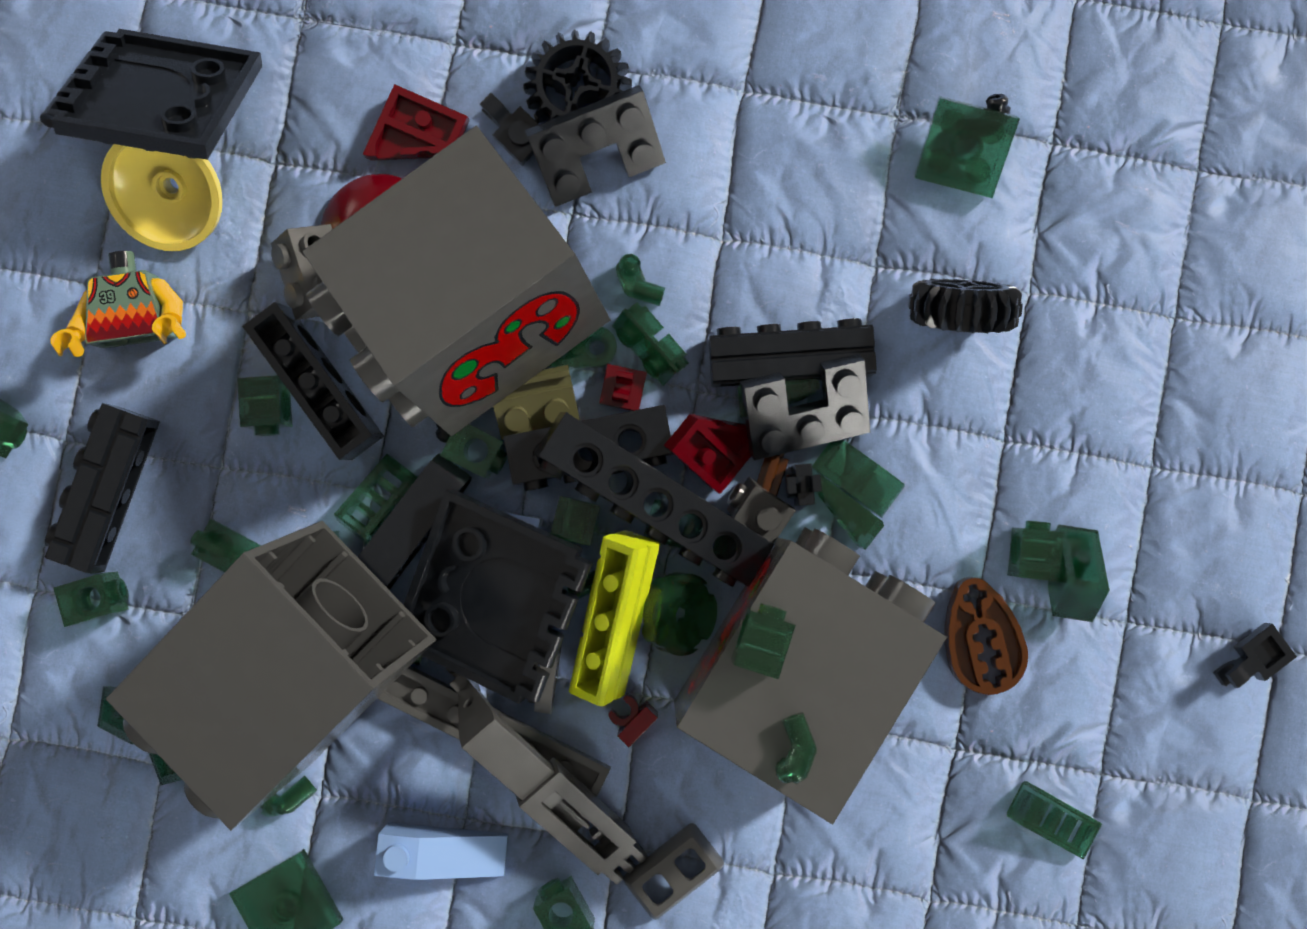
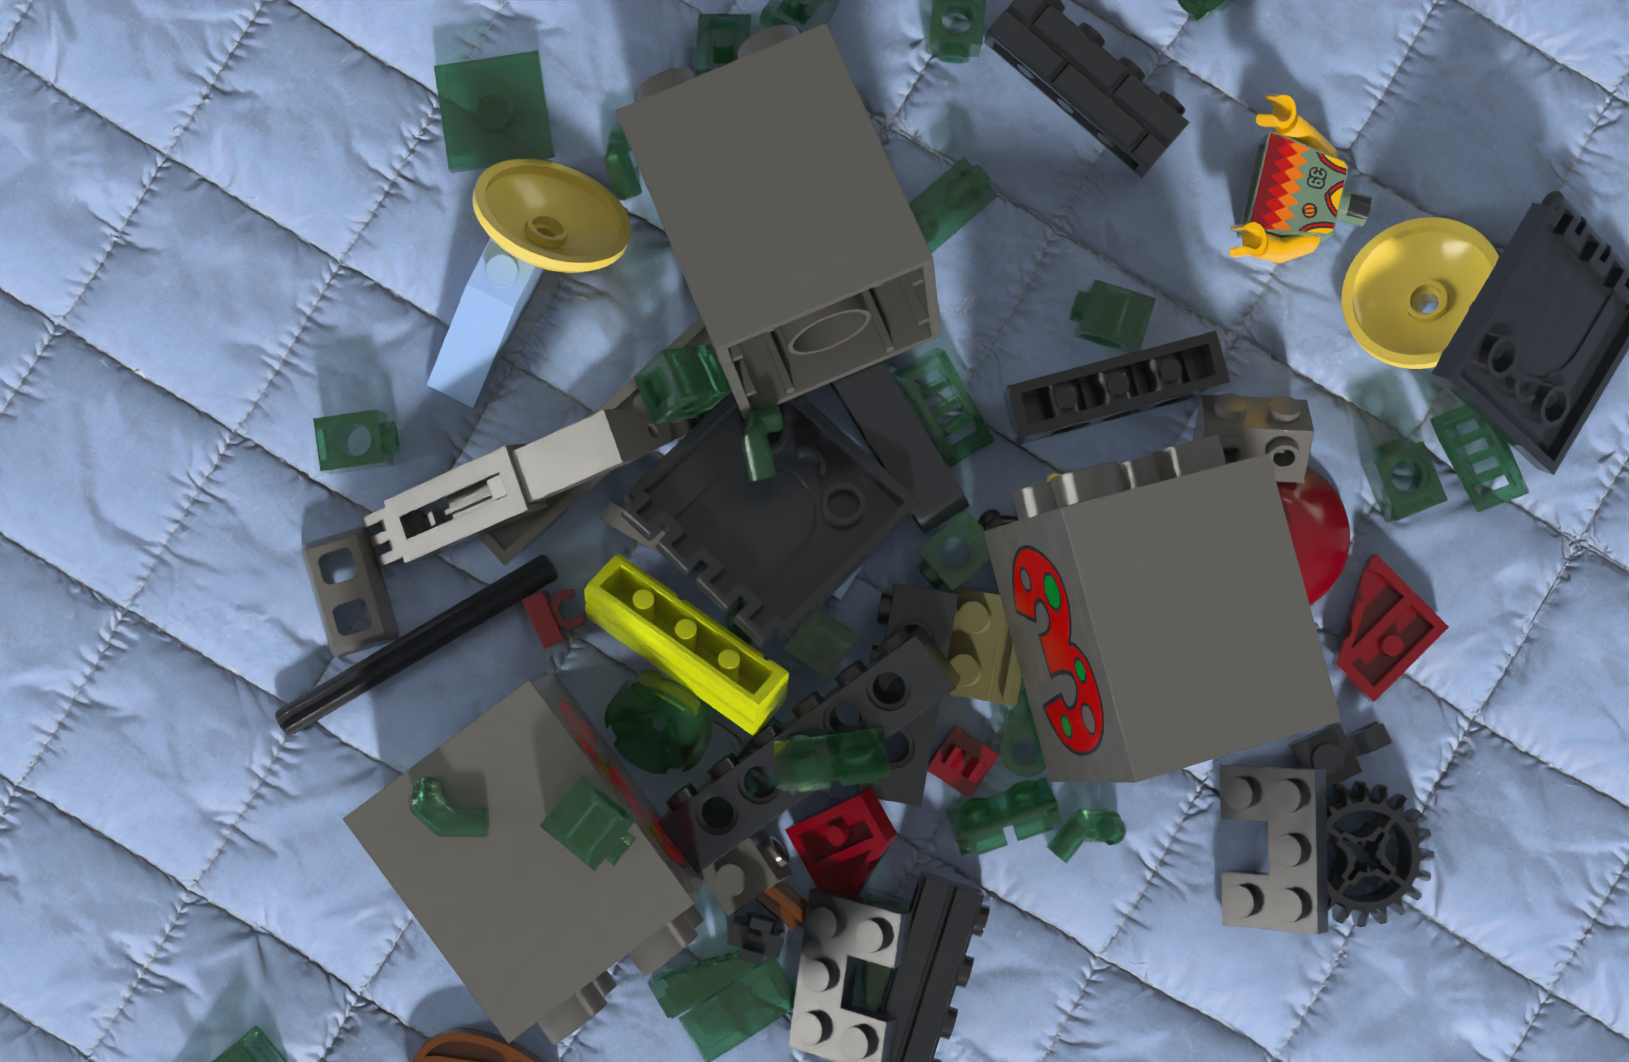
camera: 110 degrees right, 0 degrees up
(265, 130) = (1453, 445): none -> clear green slope
(301, 138) = (1425, 486): none -> clear green brick
(343, 837) = (551, 215): none -> light yellow dish
(426, 694) = (682, 383): none -> clear green brick
(448, 625) = (755, 441): none -> clear green arm
(658, 492) = (819, 760): none -> clear green hinge
(692, 809) = (416, 645): none -> black axle

